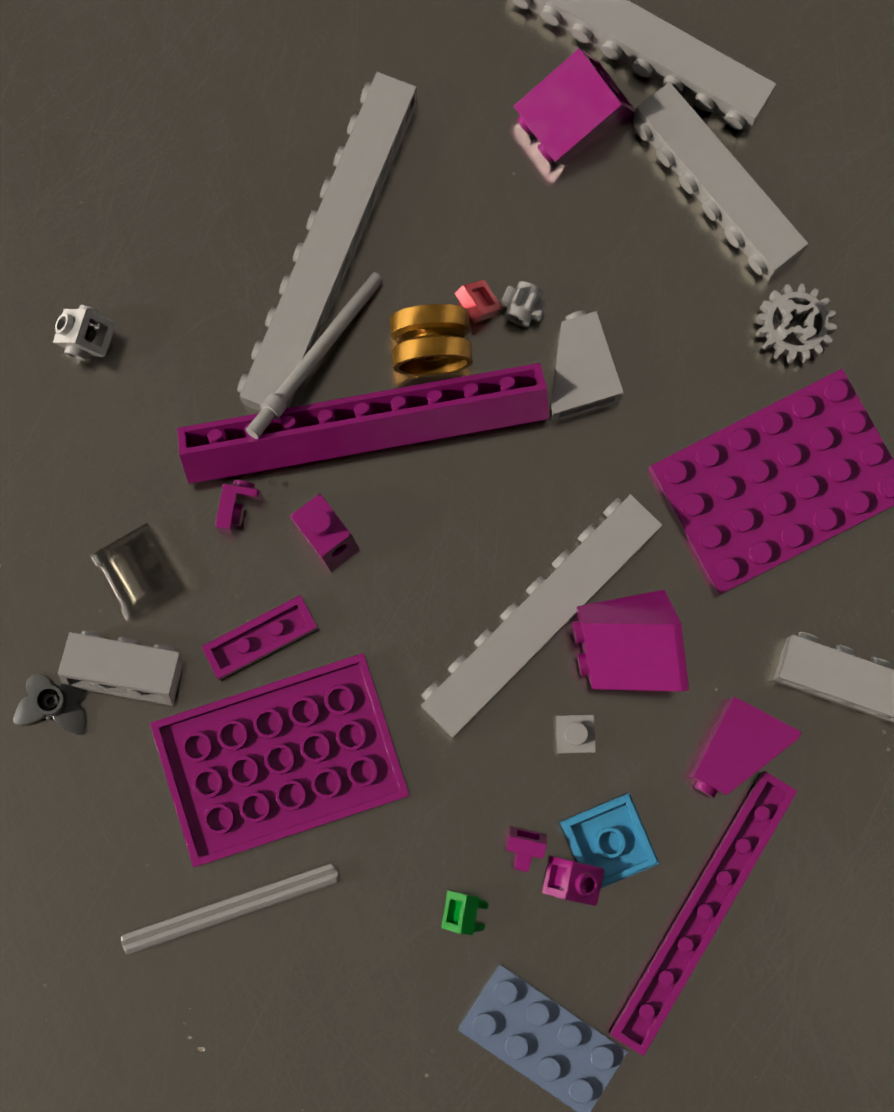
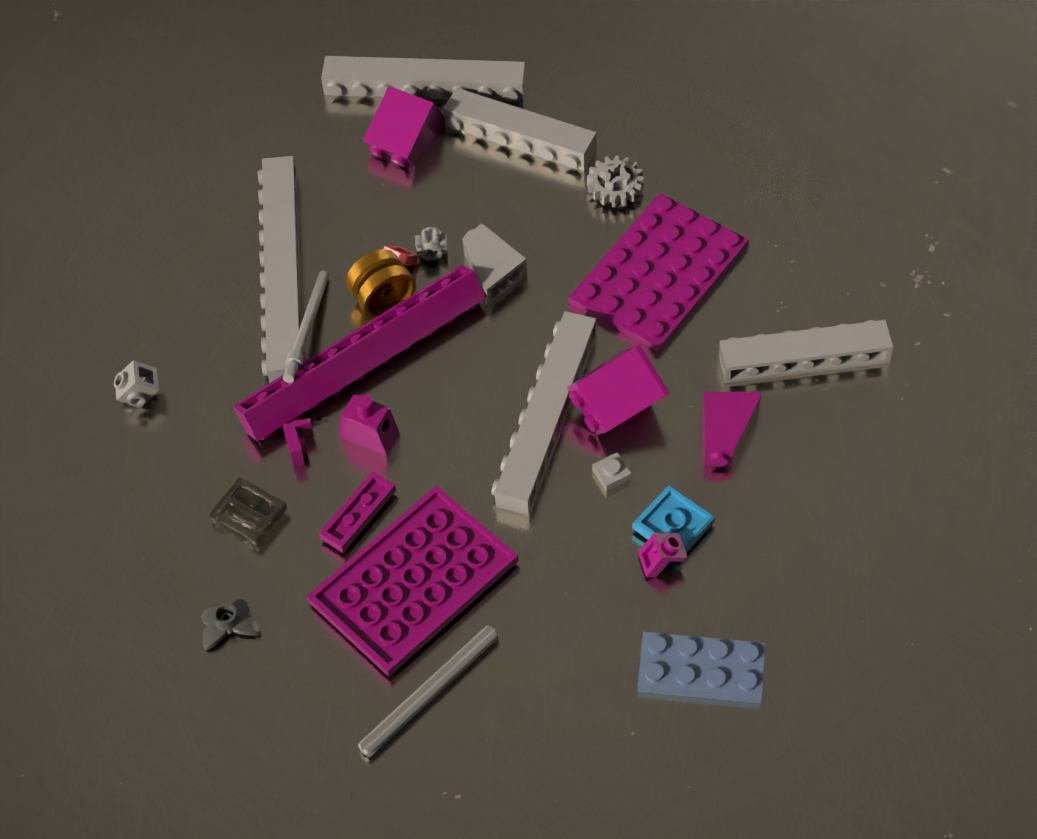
camera: 25 degrees left, 25 degrees down
(121, 667) = (268, 572): light grey brick -> none
(461, 913) = (597, 611): green tile -> none
(525, 845) = (617, 549): magenta tile -> none
(703, 913) = (763, 537): magenta plate -> none

